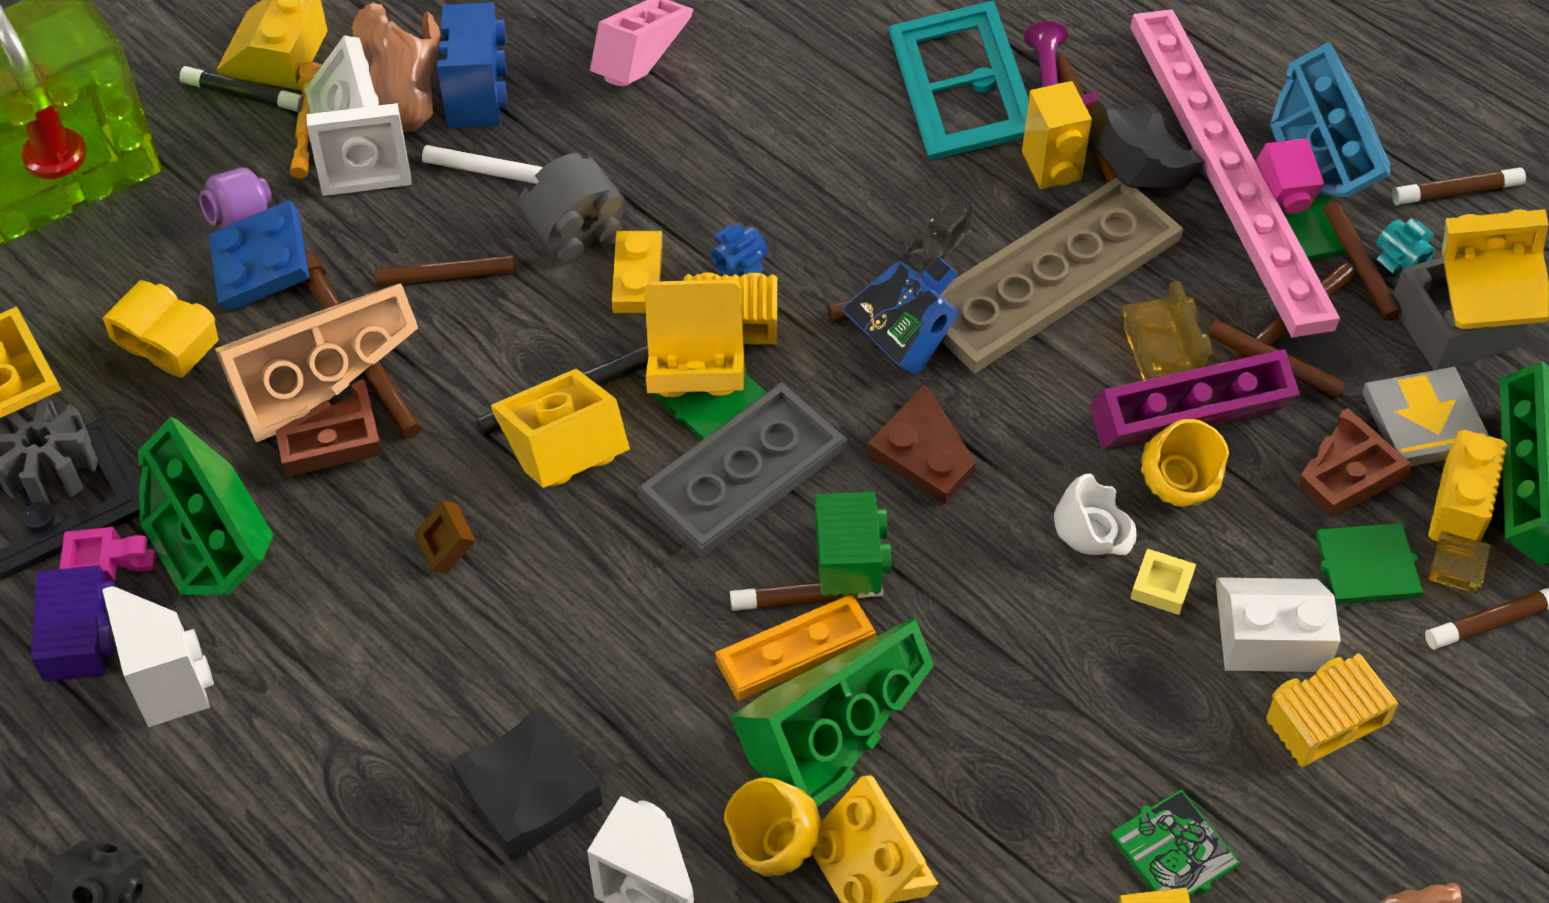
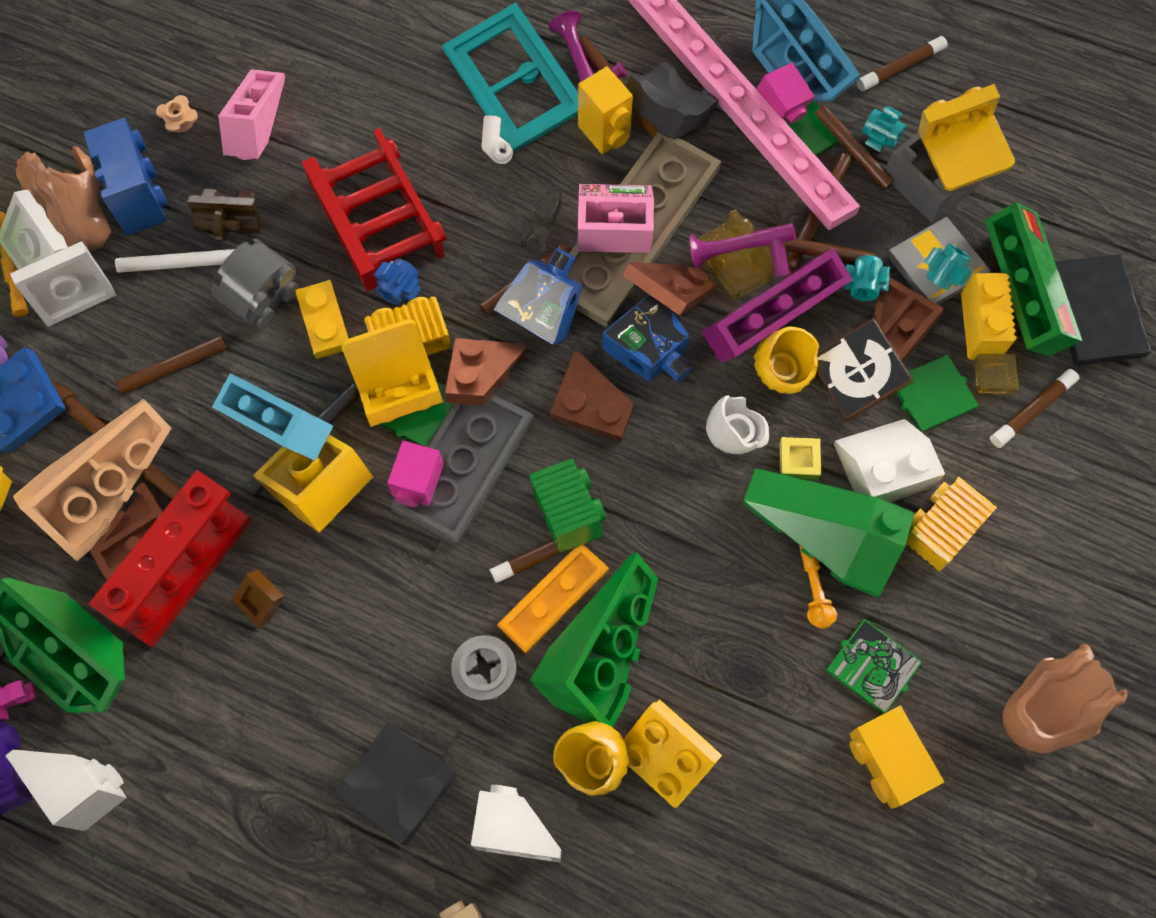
camera: 20 degrees left, 15 degrees up
(381, 482) = (172, 560): none -> red fence
(538, 344) = (272, 417): none -> medium azure brick
(554, 19) = (177, 122): none -> light nougat plate
(567, 130) = (224, 214): none -> dark brown hips
(680, 455) = (415, 474): none -> dark pink brick
(700, 684) = (492, 651): none -> light grey gear
(706, 191) = (354, 235): none -> red fence
(801, 370) = (479, 369): none -> wing
(910, 140) = (492, 143): none -> white arm
(1019, 397) = (649, 341): none -> torso
(1022, 251) = (615, 218): none -> bright pink slope
(1069, 342) = (671, 284): none -> copper wing
(1127, 759) = (820, 611): none -> light orange piece
(1187, 671) = (841, 528): none -> green wedge
(1213, 318) = (774, 236): none -> magenta piece
(1278, 504) = (862, 369): none -> tile
(1323, 404) = (868, 278): none -> teal gear
(1431, 414) = (948, 266): none -> teal gear

